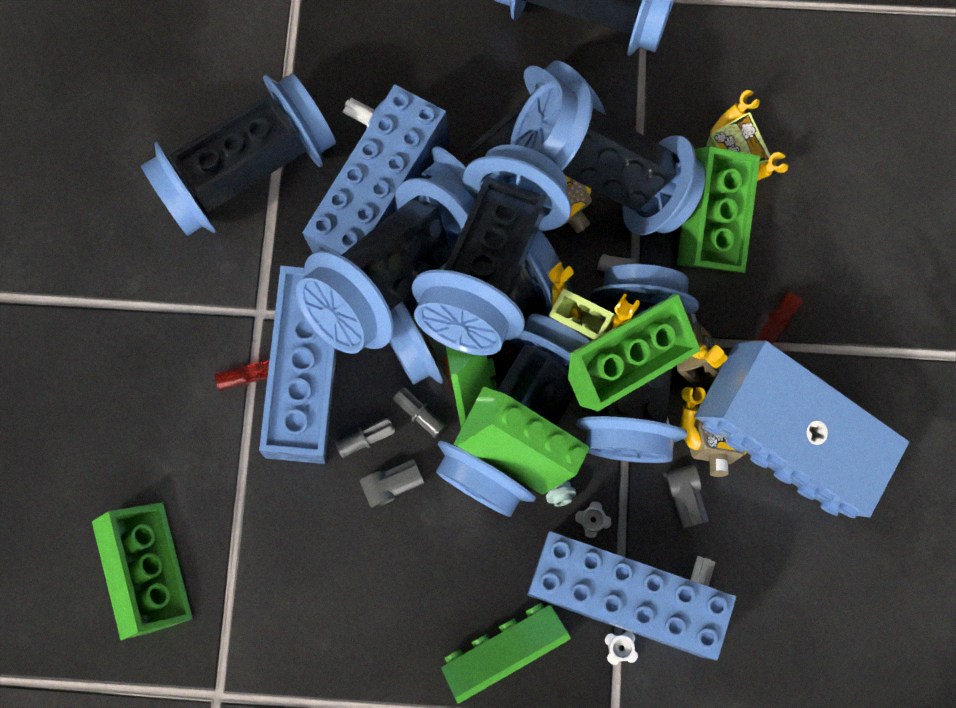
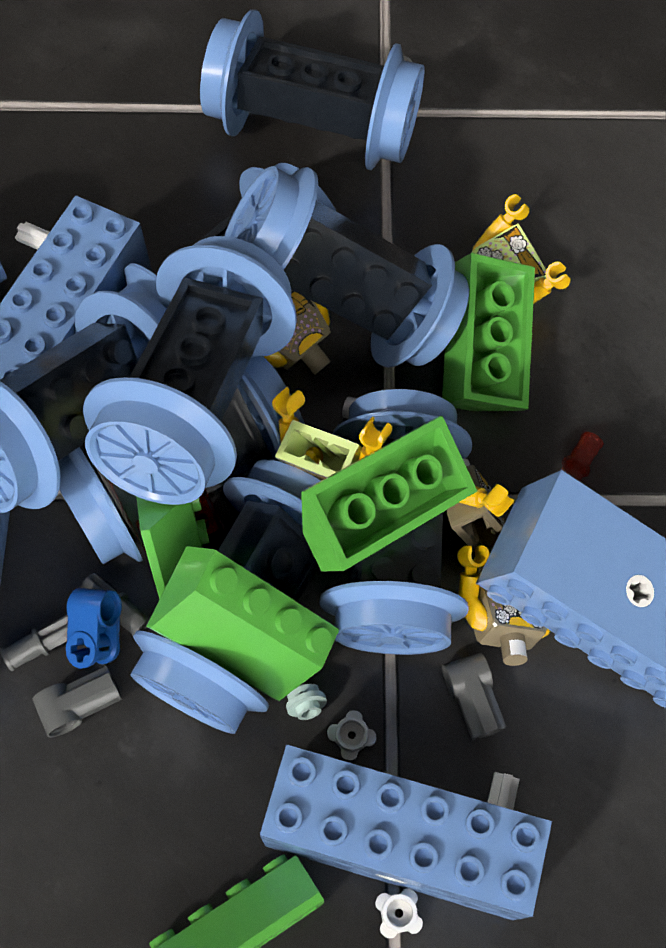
camera: 10 degrees left, 10 degrees down
(404, 426) = (93, 623): none -> blue piece

